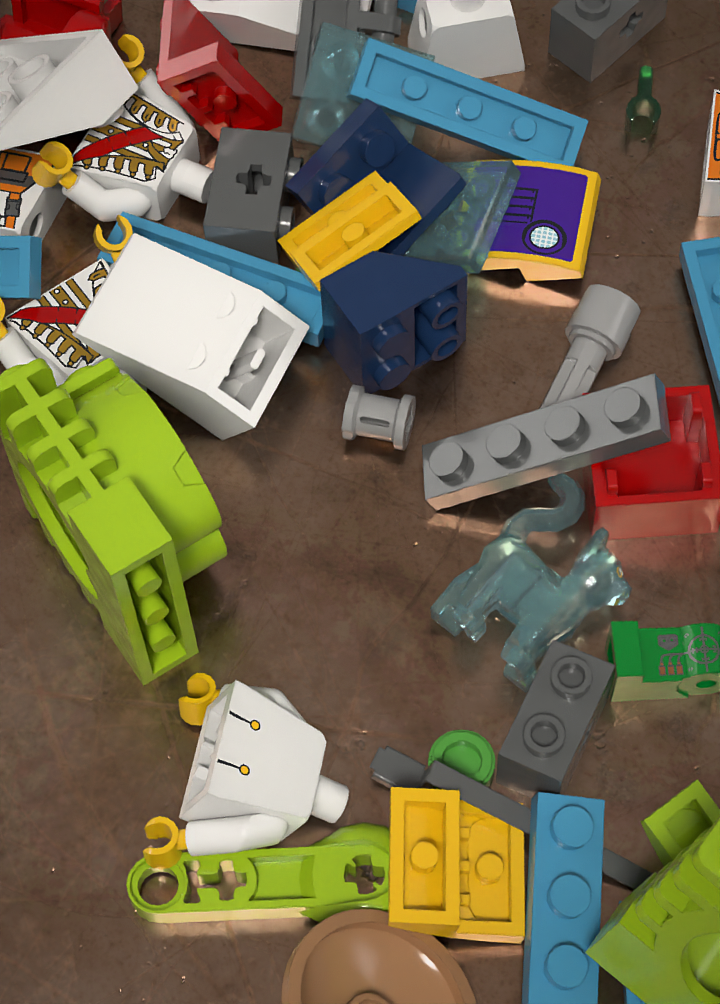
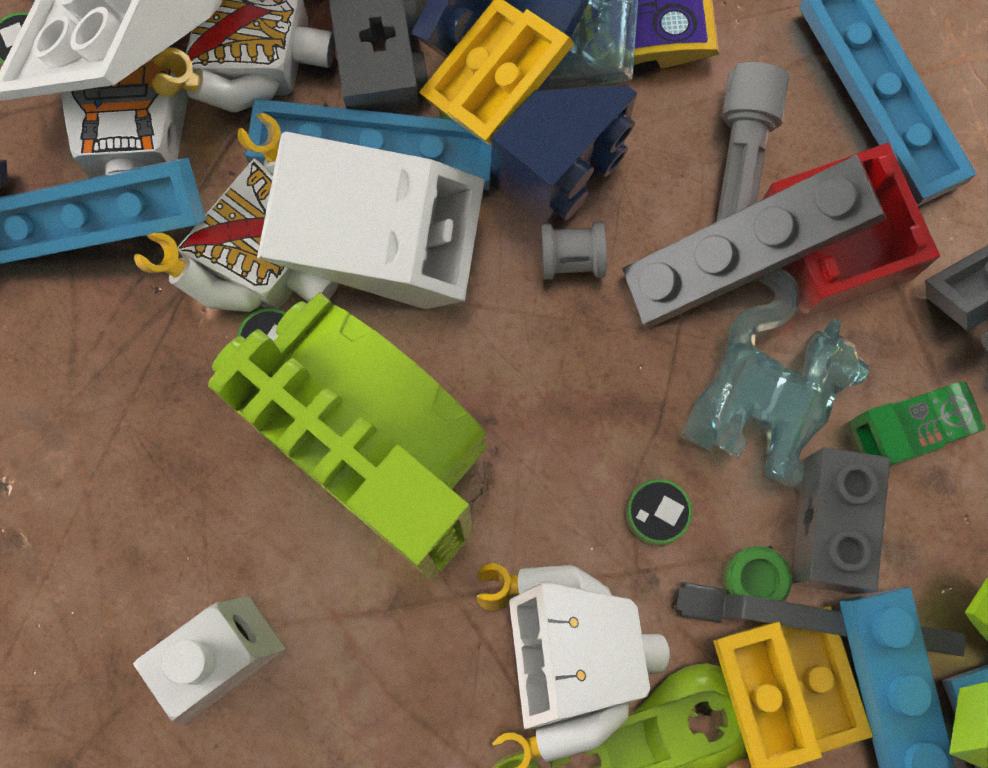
camera: 20 degrees left, 15 degrees up
(383, 676) = (658, 512): none -> tile

